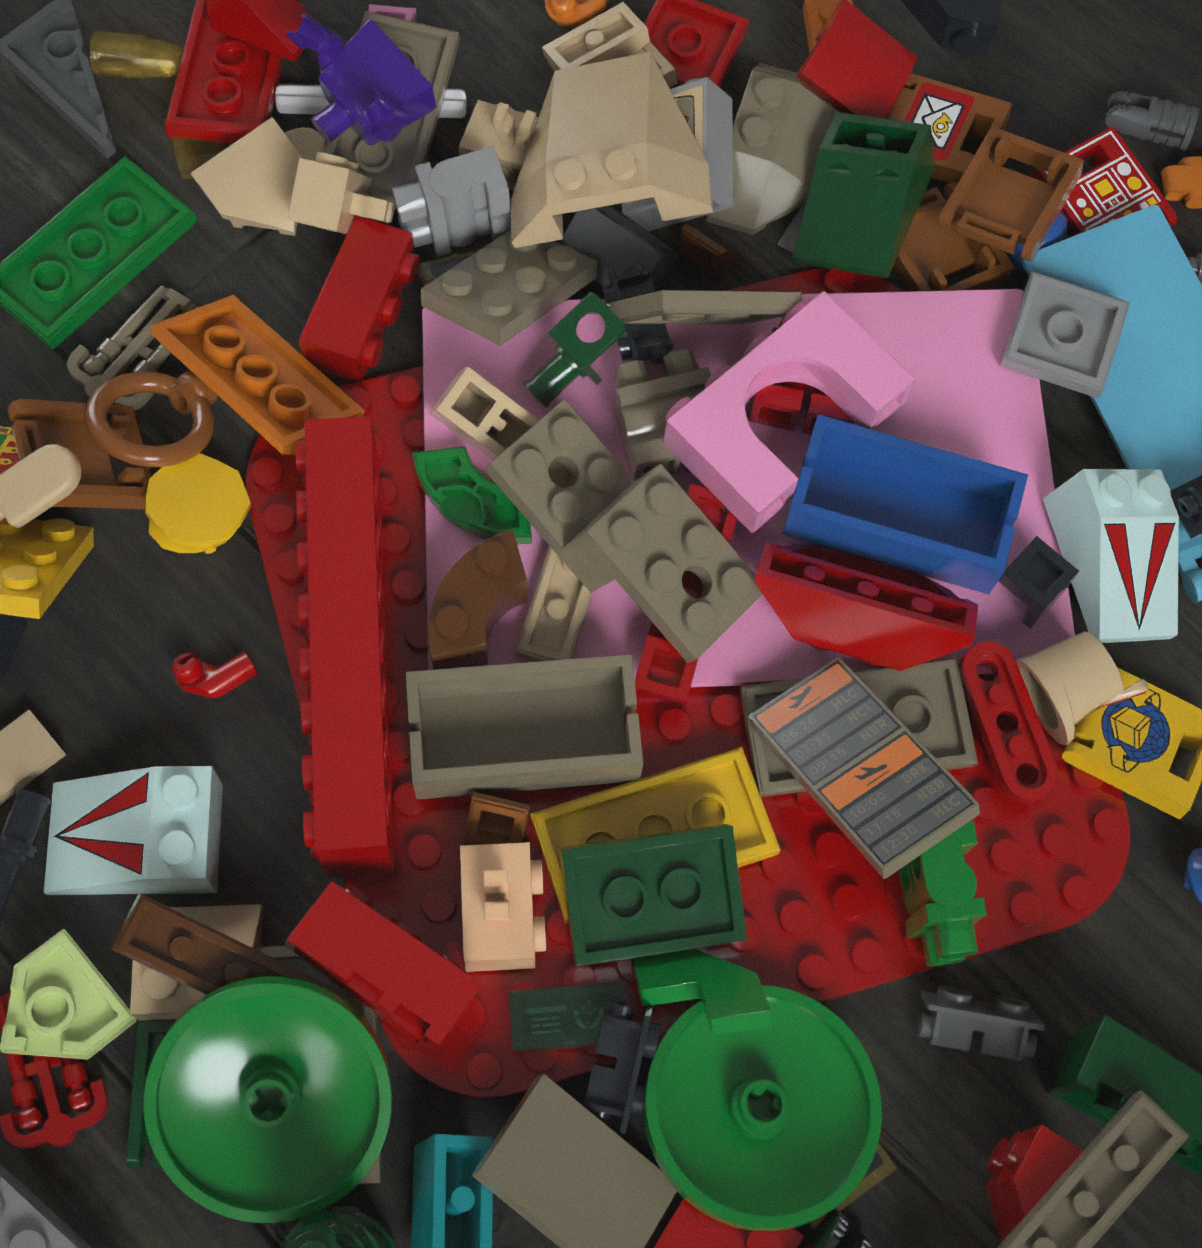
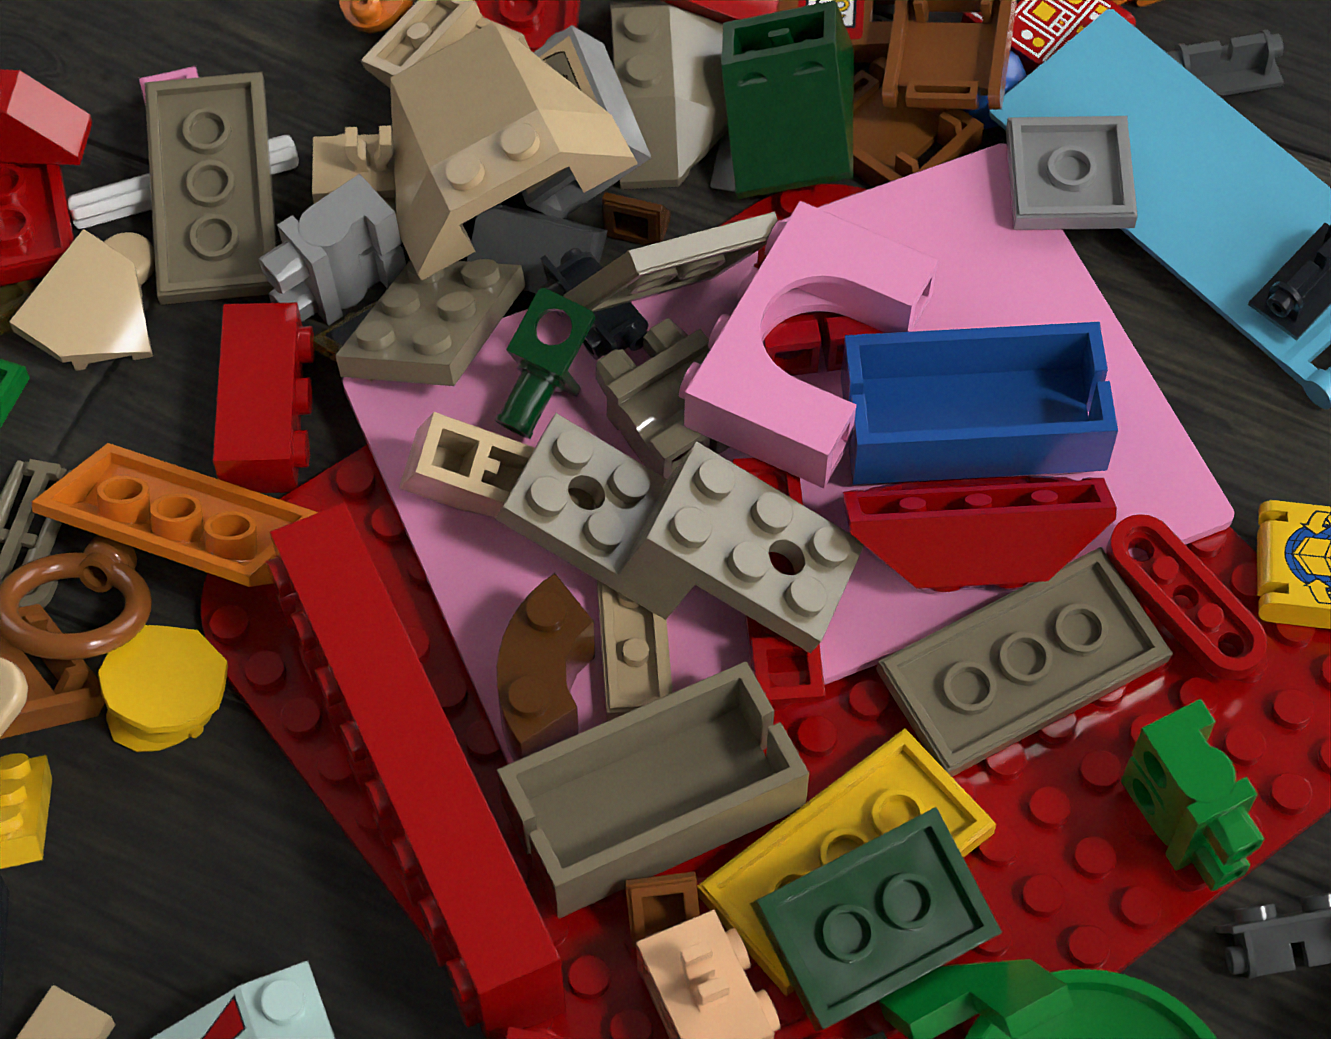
camera: 15 degrees left, 10 degrees down
(211, 680) = (257, 877): red arm -> none
(332, 193) = (190, 290): tan brick -> none
(365, 83) = (180, 158): dark purple torso -> none
(467, 496) = (477, 564): green tile -> none
(863, 767) = (1054, 688): tile -> none
(1038, 578) = (1156, 430): black panel -> none
(1072, 683) = (1240, 527): tan hat -> none
(1125, 544) = (1227, 377): light aqua slope -> none

